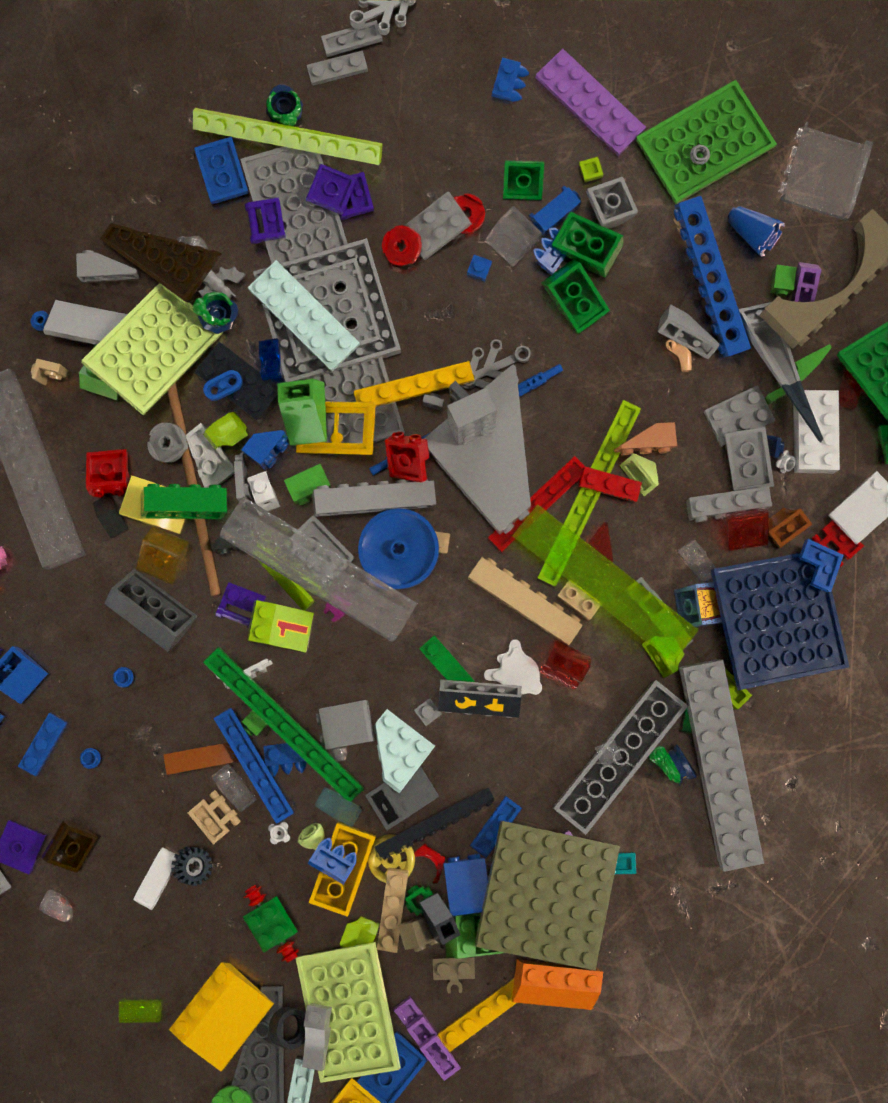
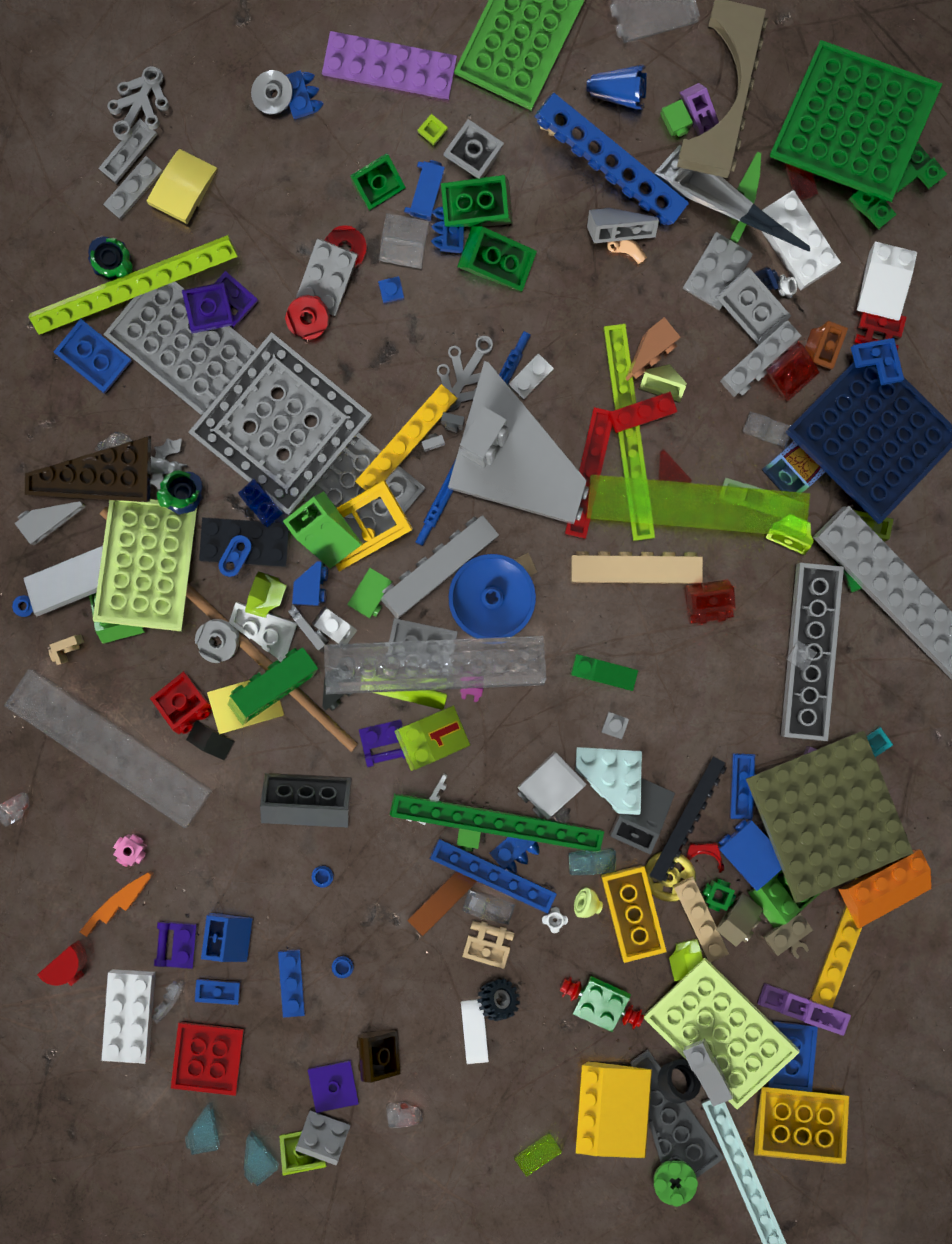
camera: 35 degrees left, 5 degrees up
(162, 555) = (282, 745): clear yellow slope -> none
(271, 217) = (172, 371): dark purple plate -> none
(304, 316) = (263, 442): light aqua plate -> none
(332, 861) = (622, 914): blue plate -> none
(374, 89) = (182, 186): none -> light yellow slope
(407, 456) = (445, 509): red plate -> none
(439, 919) = (748, 900): black slope -> none
(479, 698) = (654, 683): brick -> none
(487, 57) = (263, 88): none -> light grey dish
(516, 670) = (670, 637): white tile -> none
(542, 402) = (531, 376): none -> white plate
(578, 601) = (684, 537): tan bracket -> none
(673, 763) = (863, 626): piece -> none
(700, 149) = (524, 44): light grey plate -> none

